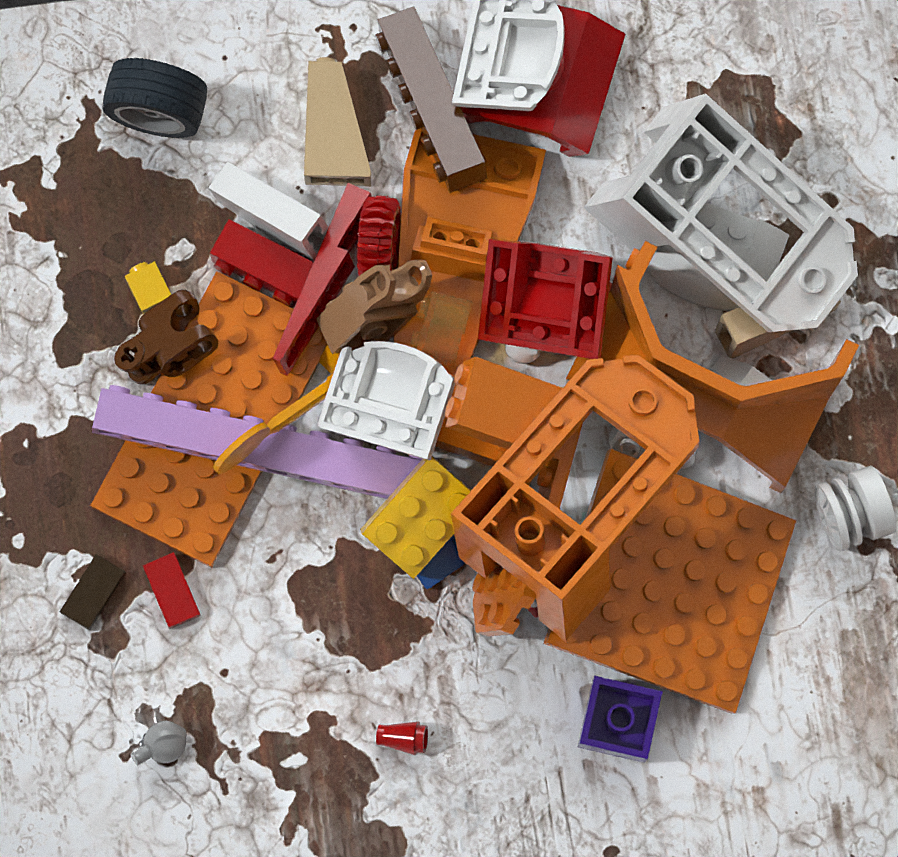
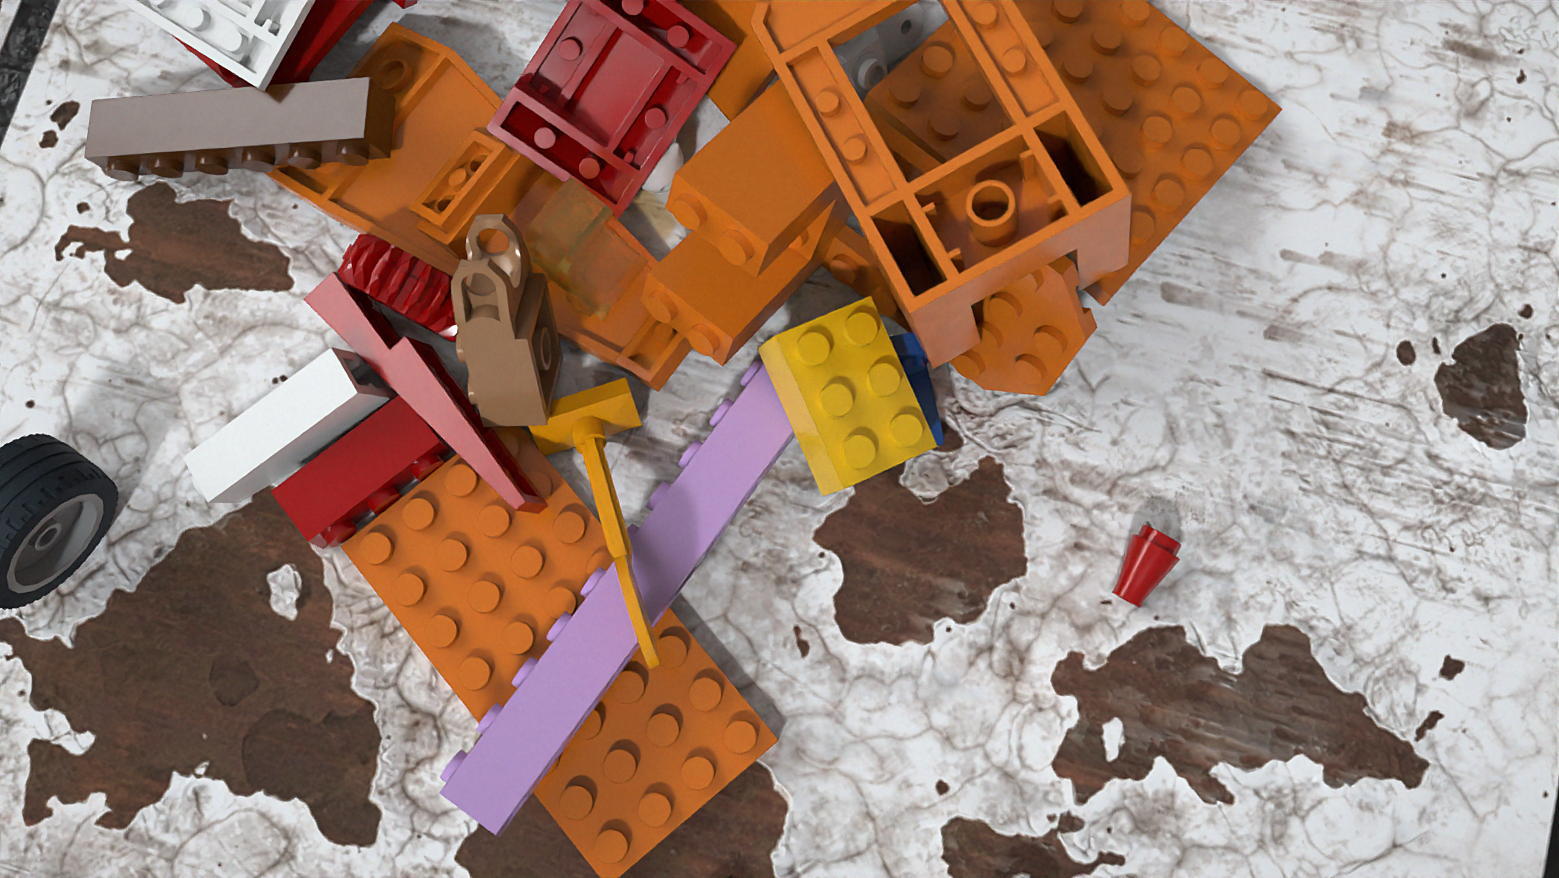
camera: 65 degrees left, 0 degrees up
(147, 285) = (318, 656): yellow brick -> none
(164, 342) = (413, 667): reddish brown piece -> none
(171, 590) = (789, 815): red tile -> none
(332, 134) = (222, 293): tan slope -> none
(388, 397) = (656, 362): white slope -> none
(619, 719) = (1242, 256): dark purple brick -> none

